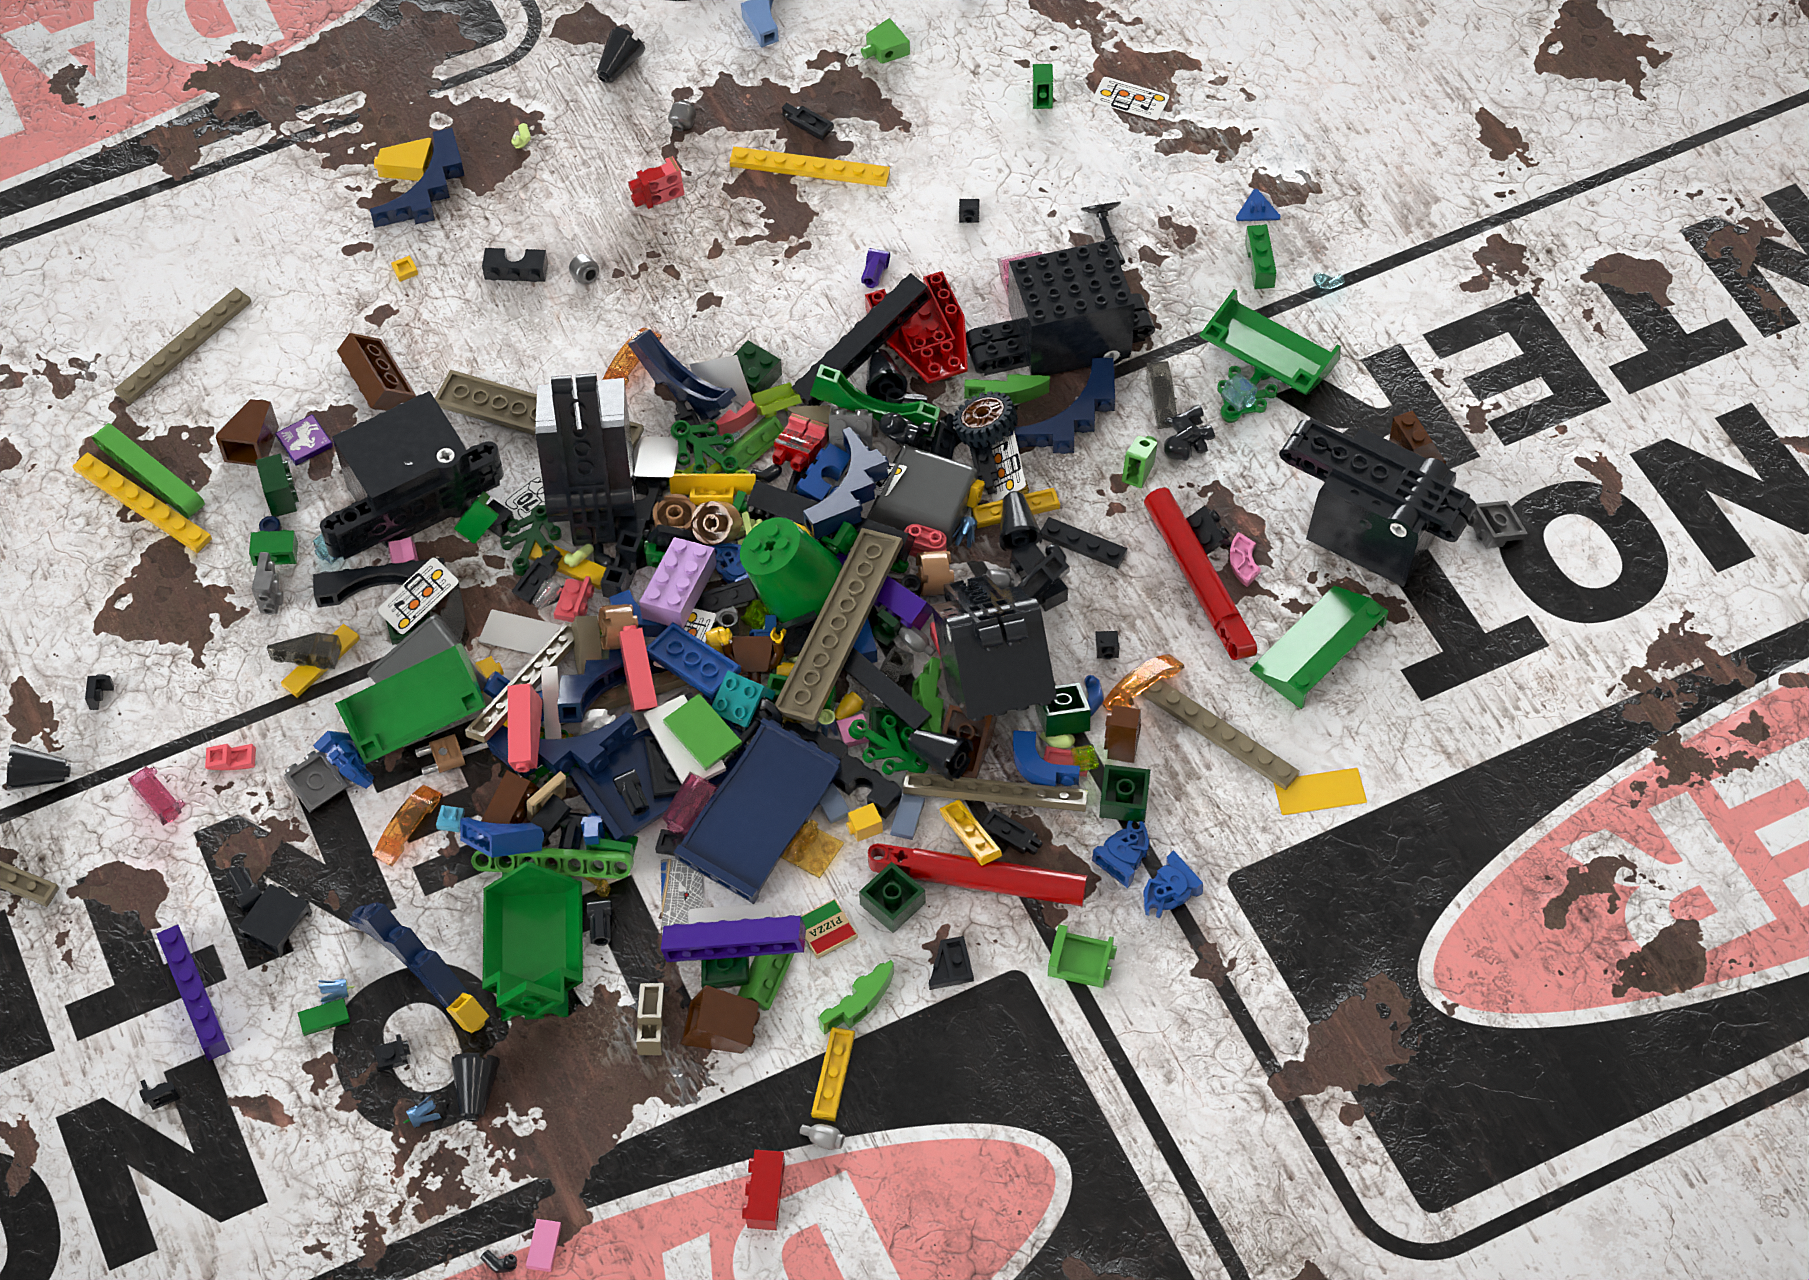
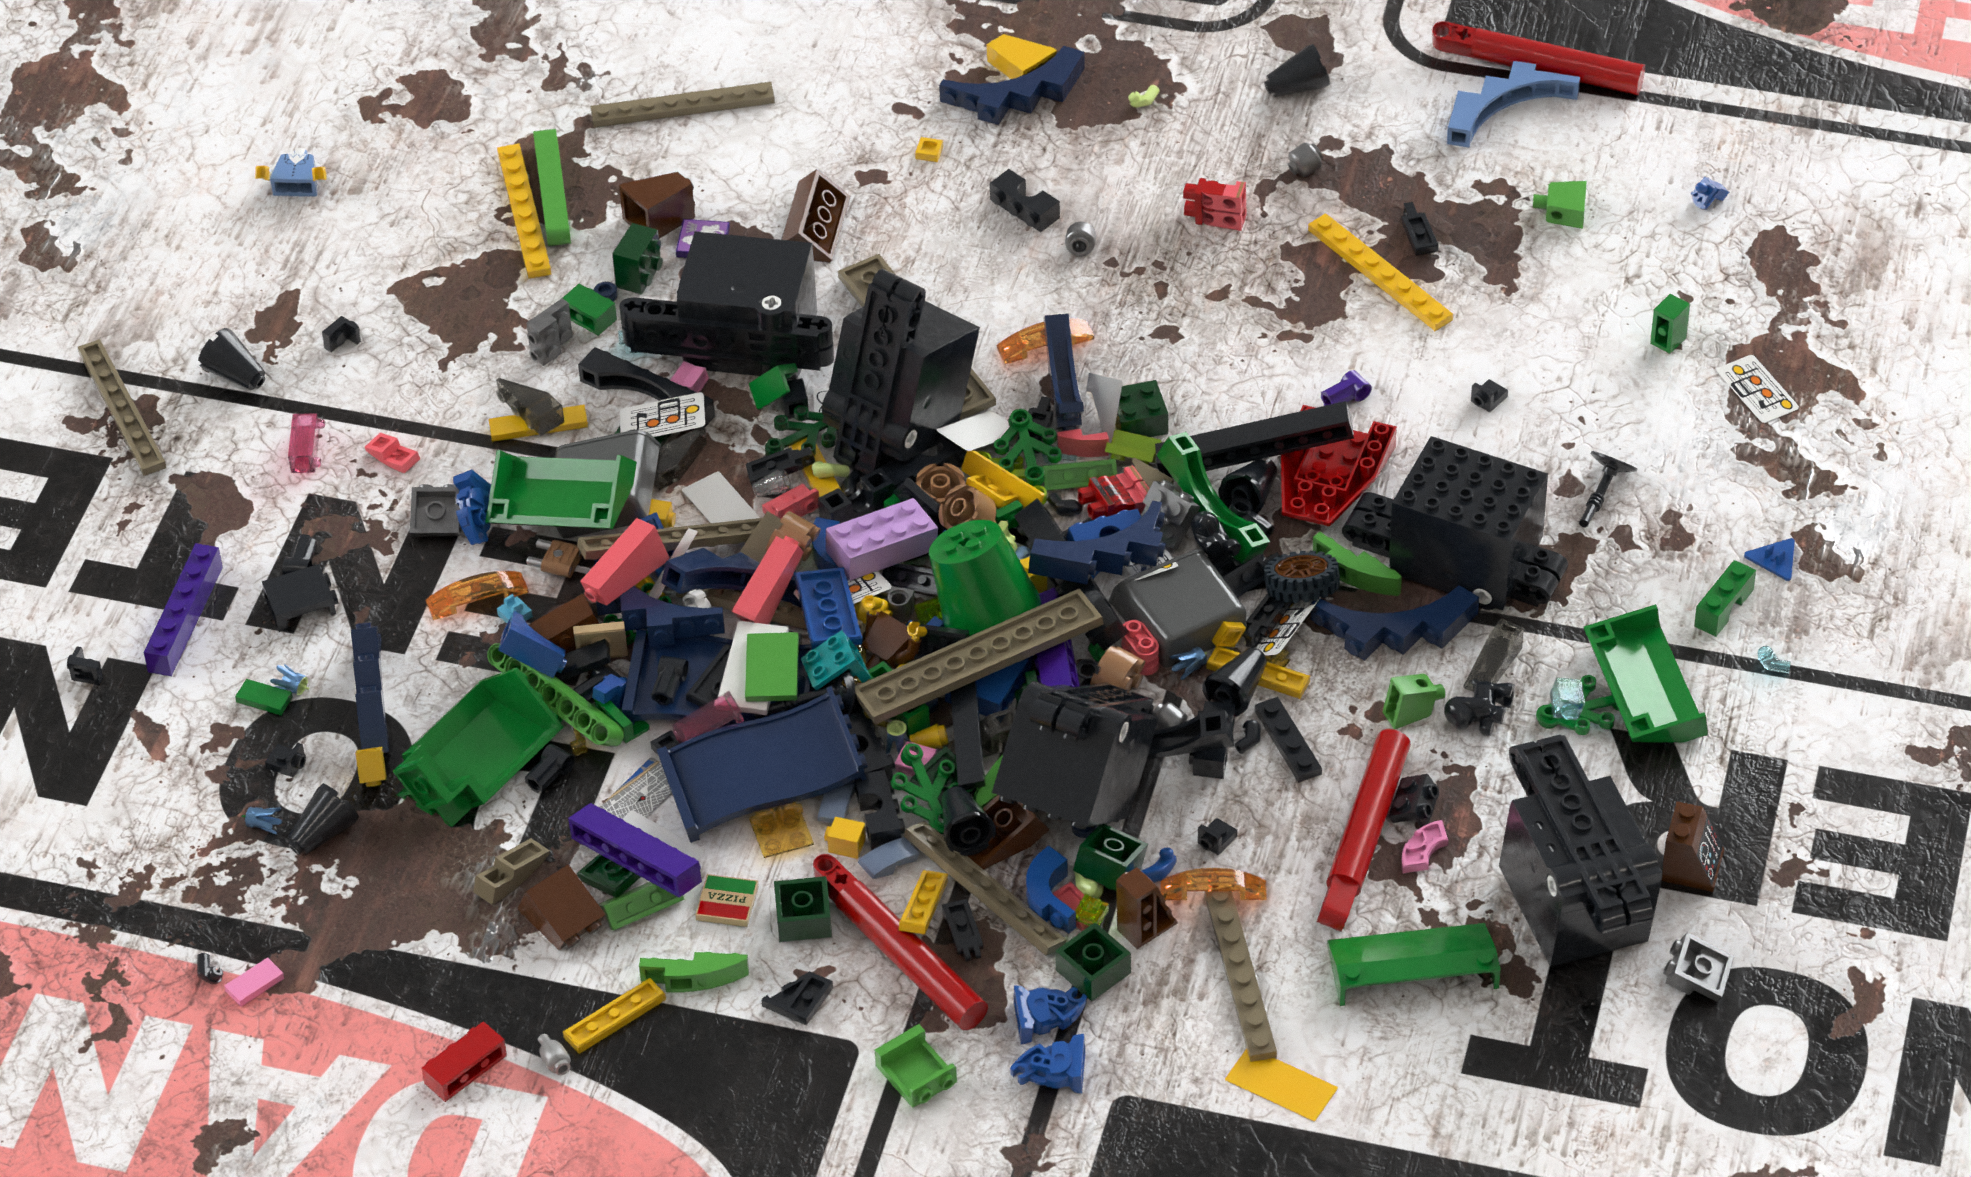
camera: 40 degrees right, 10 degrees down
(843, 540) = (1054, 587): green bracket -> none

